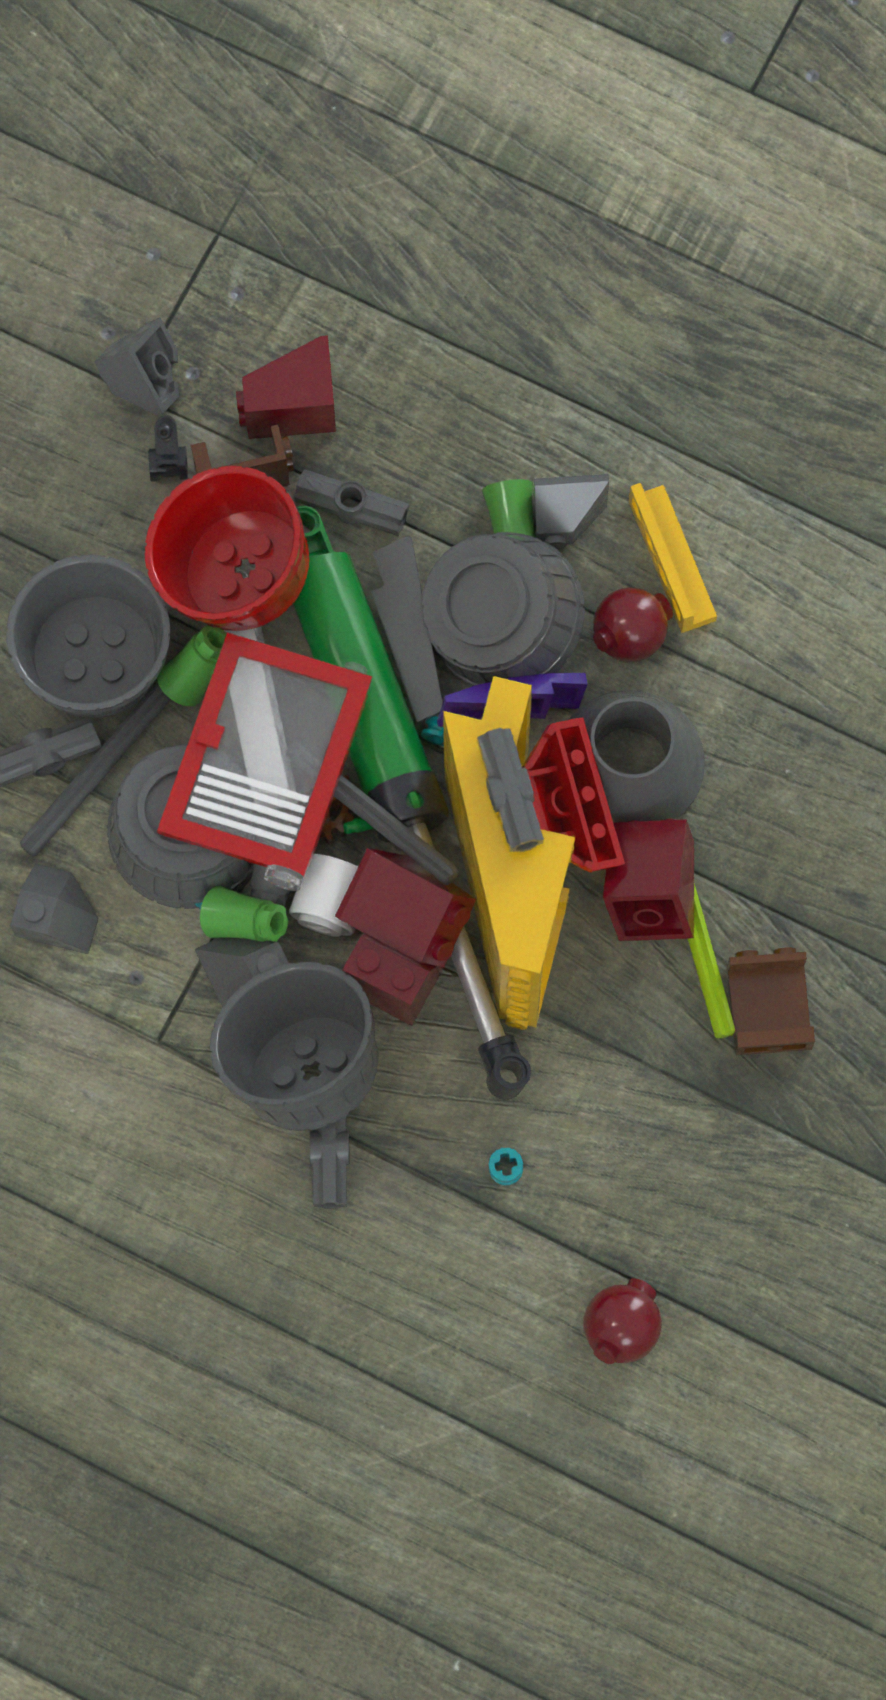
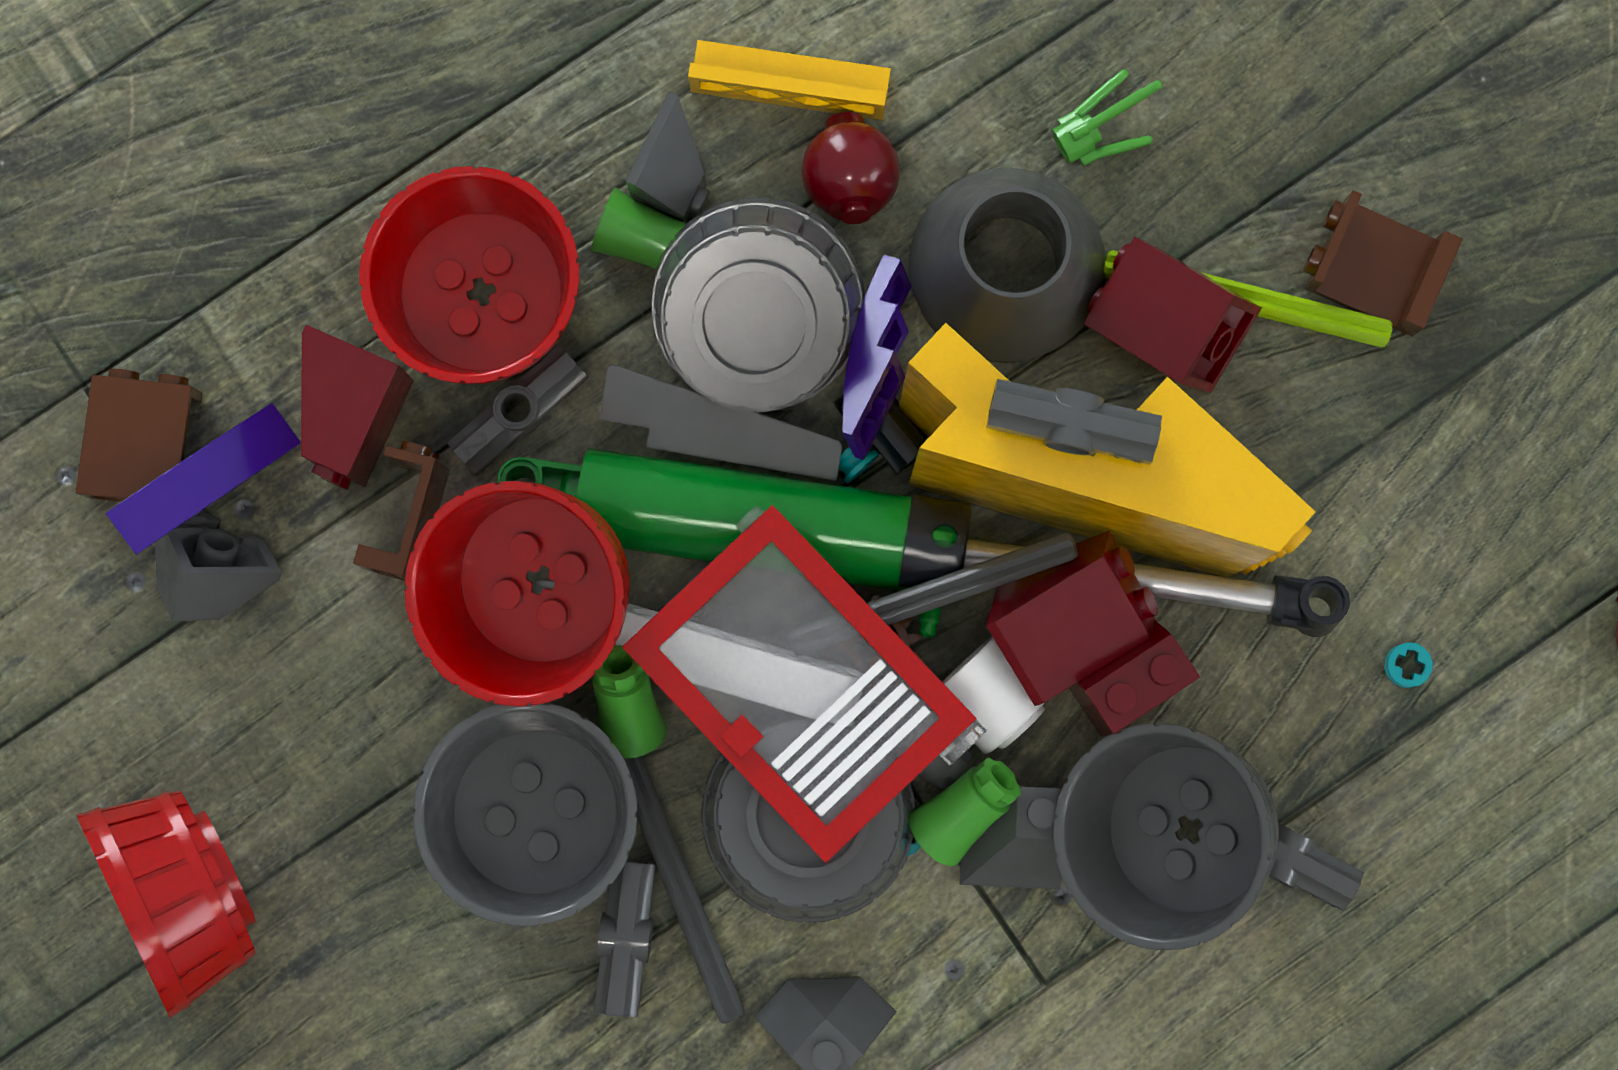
camera: 60 degrees left, 10 degrees up
(167, 457) = (338, 595): black piece -> none
(195, 331) = (203, 478): none -> dark purple slope
(199, 280) = (132, 432): none -> reddish brown panel
(416, 390) = (444, 238): none -> red piece
(572, 795) = (1054, 347): red wedge -> none
(744, 759) = (1078, 135): none -> bright green plant

